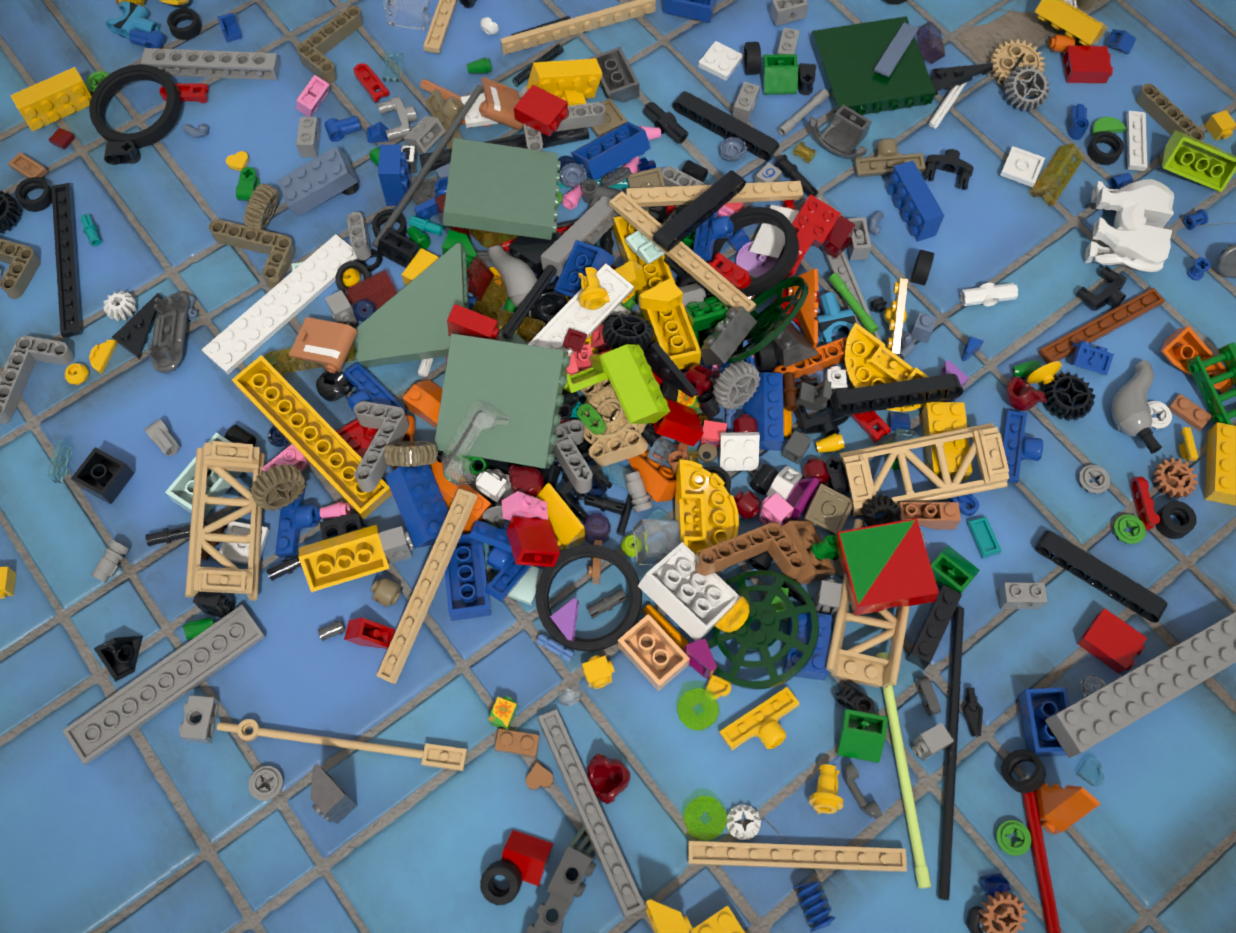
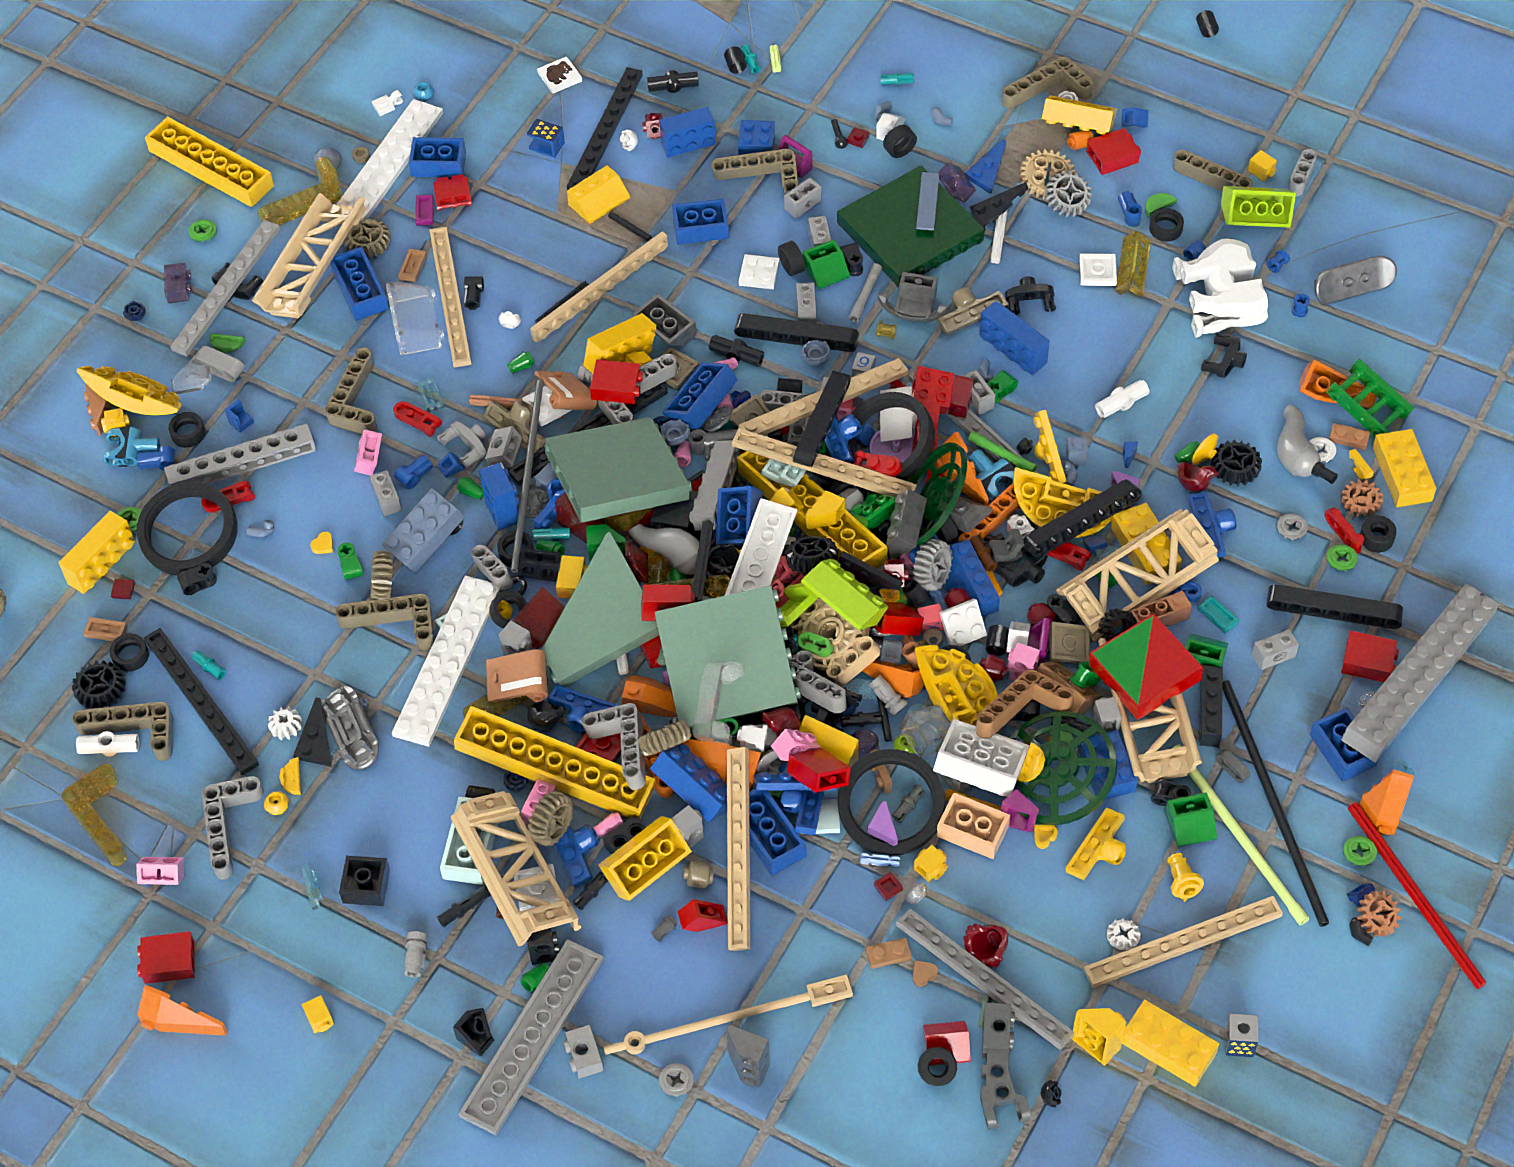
camera: 20 degrees left, 10 degrees down
(161, 436) = (396, 823): light grey piece -> none
(363, 304) = (535, 634): dark blue plate -> none
(503, 713) = (863, 931): brick -> none
(548, 677) = (888, 886): none -> dark red plate
(549, 53) = (580, 340): black piece -> none
(574, 340) = (766, 577): dark red tile -> none
(592, 295) = (765, 530): yellow piece -> none
(708, 703) = (1043, 848): clear neon green plate -> none
(713, 828) = (1095, 935): clear neon green plate -> none
(791, 171) = (883, 353): black pin -> none
(796, 447) = (1013, 601): dark grey brick -> none
(815, 905) = (1217, 972): blue piece -> none
(830, 444) = (1042, 586): yellow cone -> none
(871, 808) = (1229, 877): dark grey bar -> none
(883, 241) = (1002, 385): none -> green piece
(922, 267) = (1050, 395): black tyre -> none
(931, 742) = (1254, 799): light grey brick -> none
(963, 41) = (986, 169): none -> blue wing
(973, 713) = (1278, 764): black piece -> none
(1016, 758) = (1353, 798): black tyre -> none
(1092, 358) = (1241, 420): blue bracket -> none
(1102, 325) = (1237, 389): dark orange tile -> none
(1136, 141) = (1192, 207): white plate -> none

